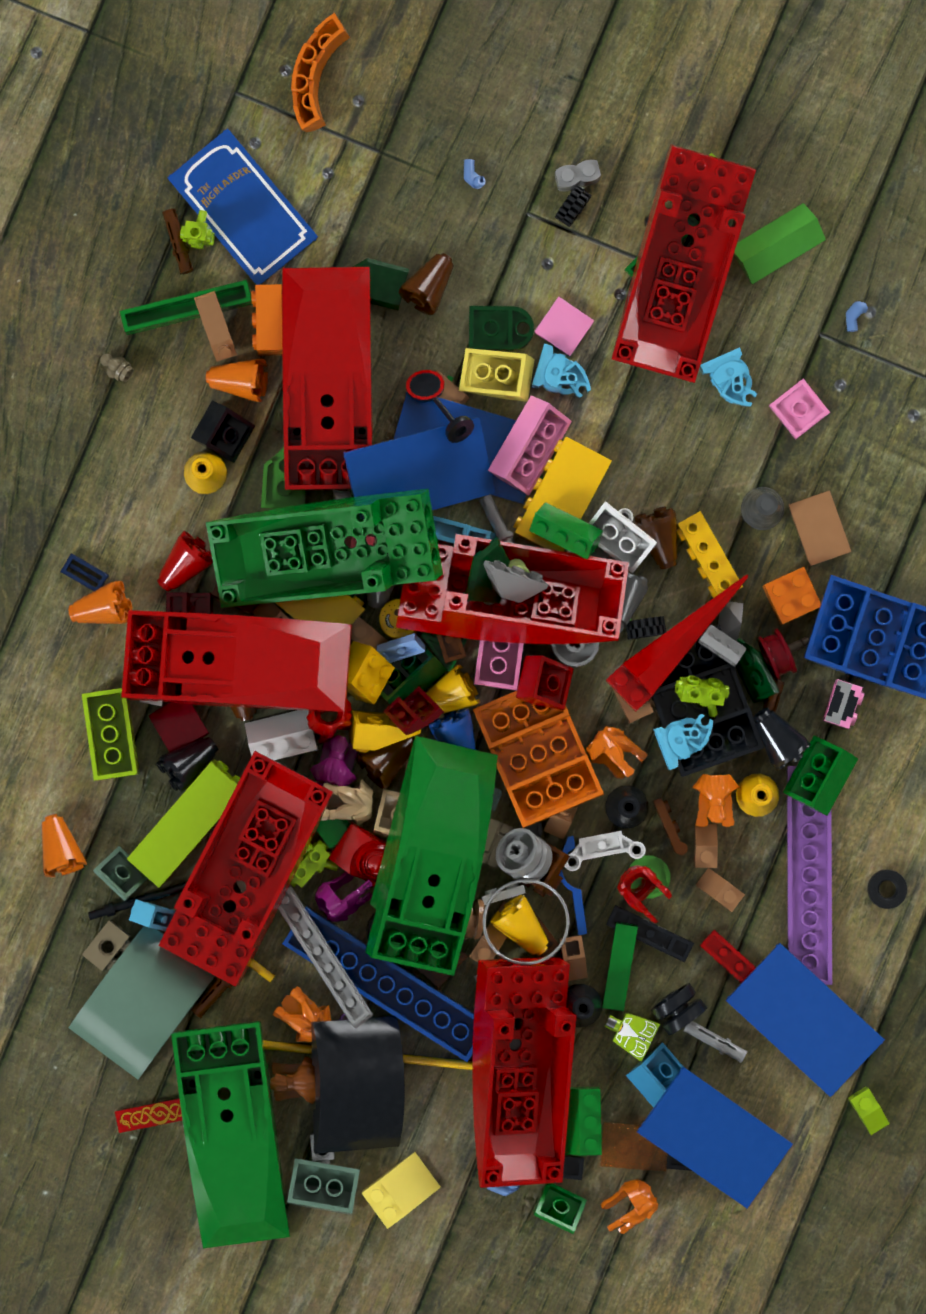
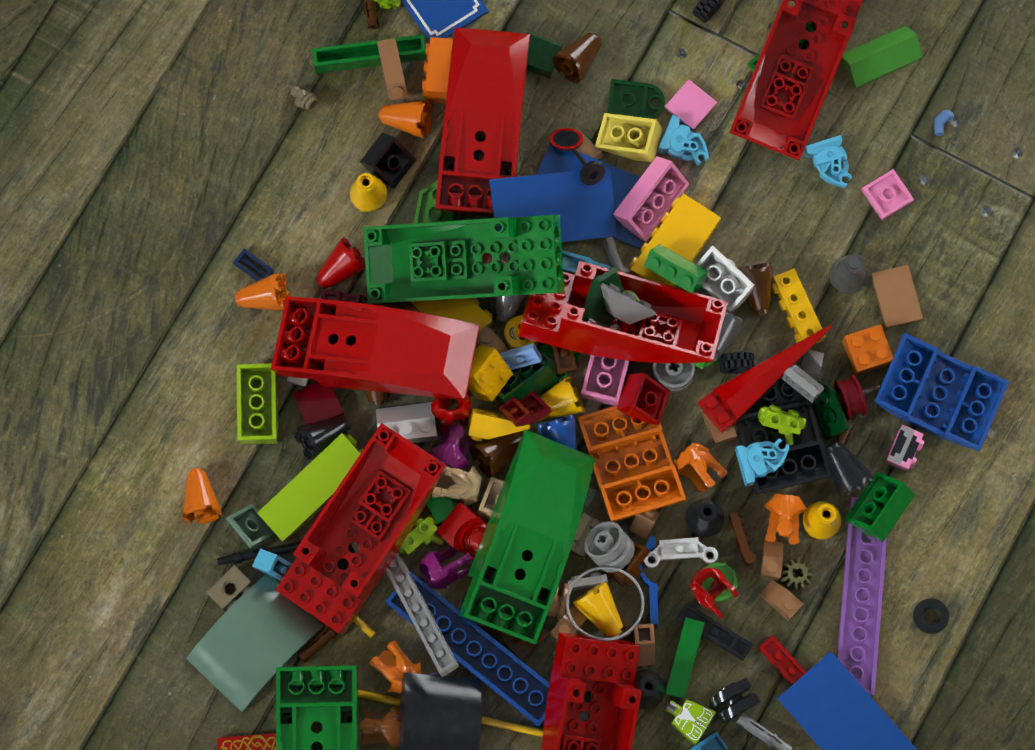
camera: 10 degrees right, 10 degrees down
(734, 851) = (799, 580): none -> olive gear

